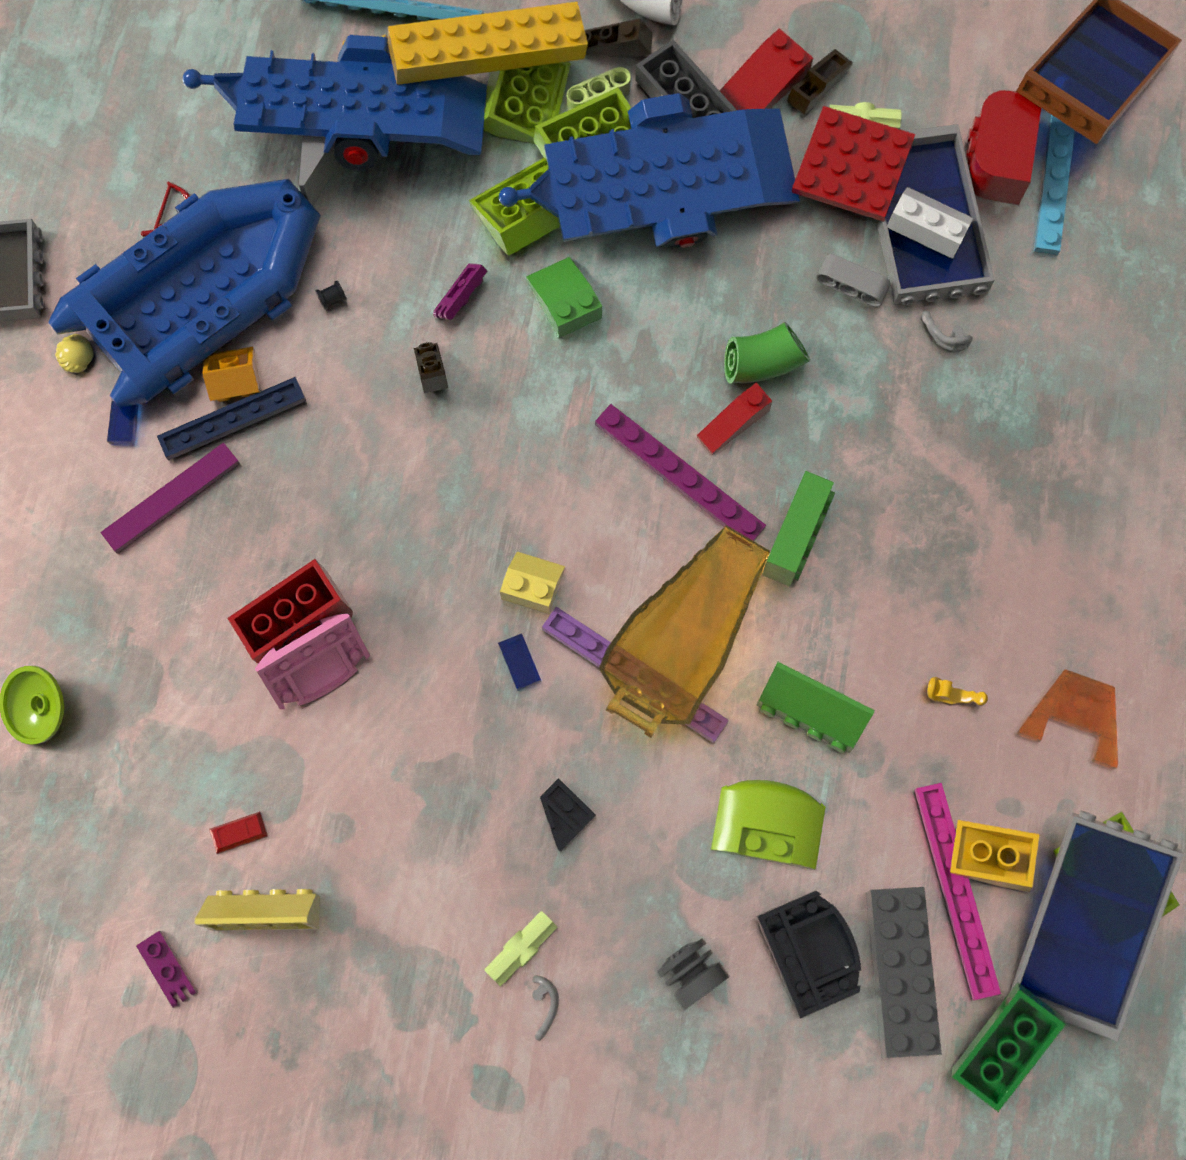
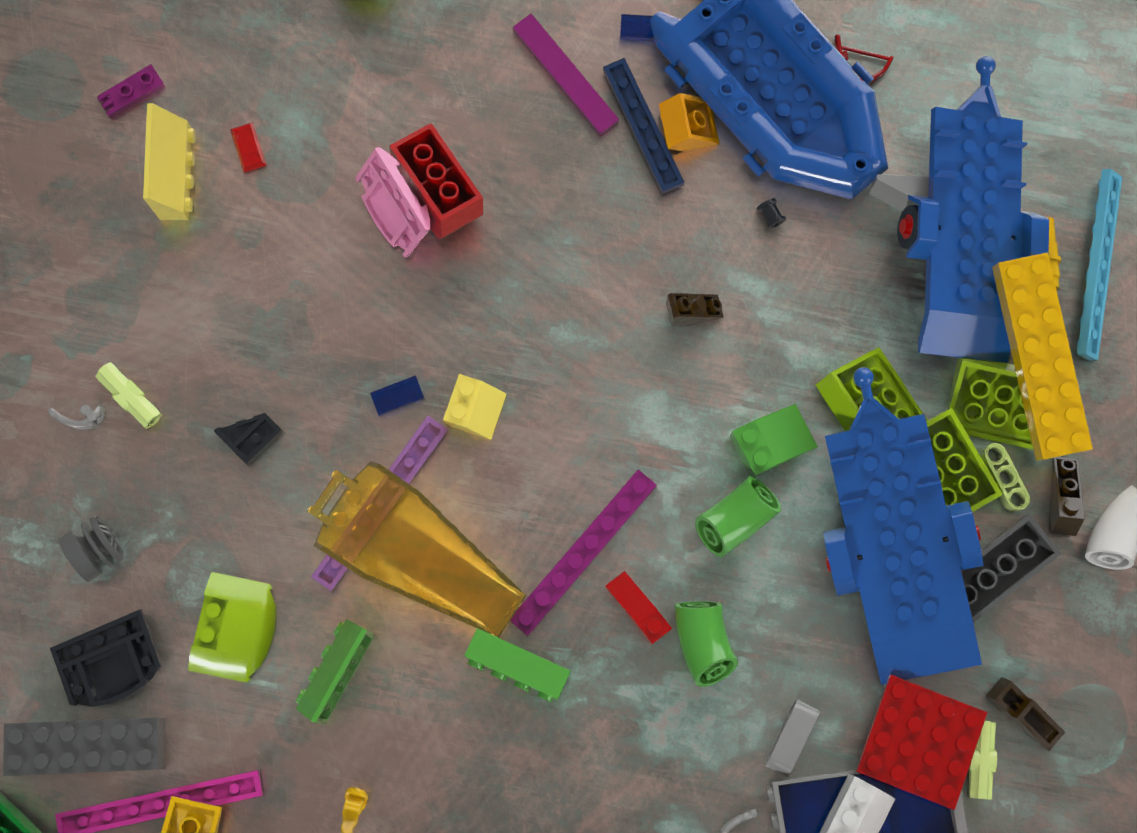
camera: 90 degrees right, 5 degrees up
(460, 291) = (775, 337): magenta hinge -> none
(644, 325) = (737, 516): none -> bright green brick
(768, 73) = (1024, 652): red slope -> none

